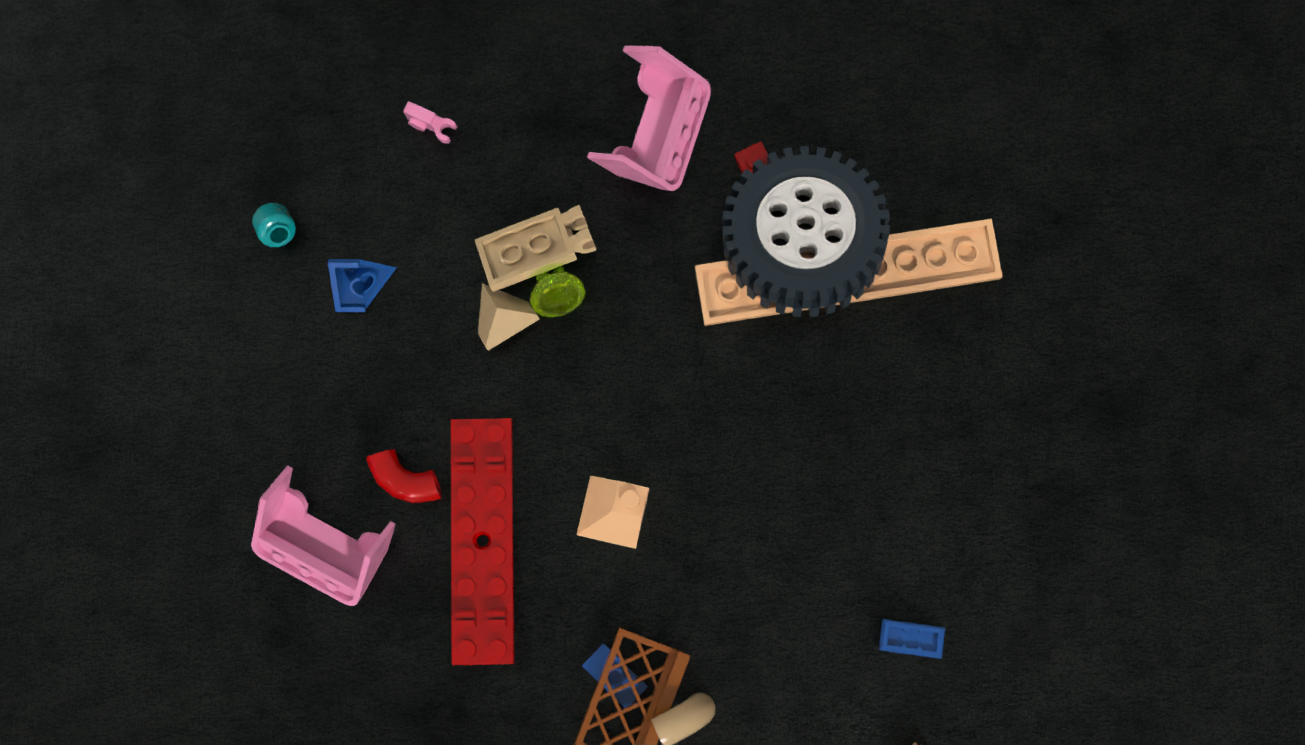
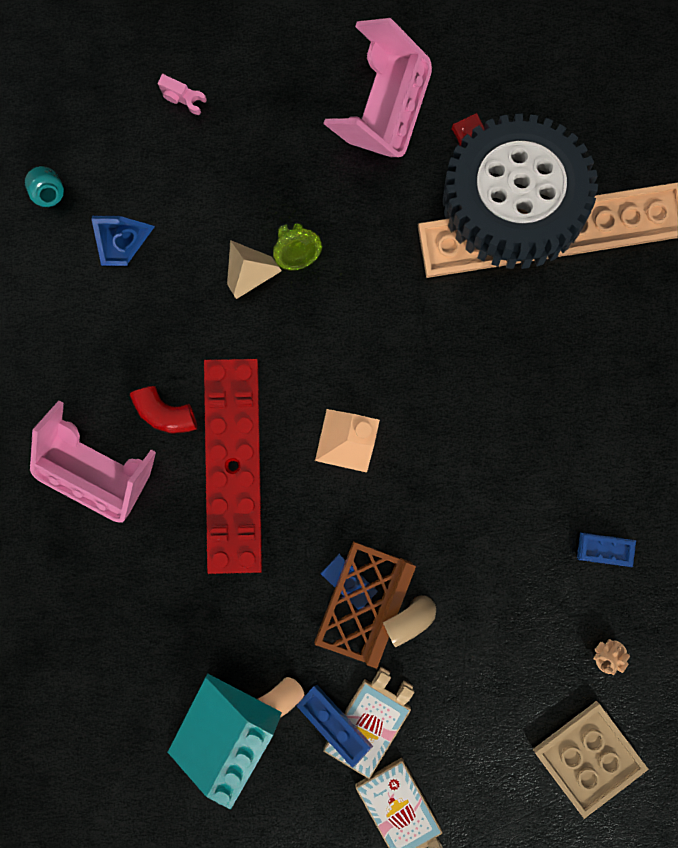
camera: 10 degrees left, 5 degrees up
(533, 246) = (276, 206): tan tile -> none

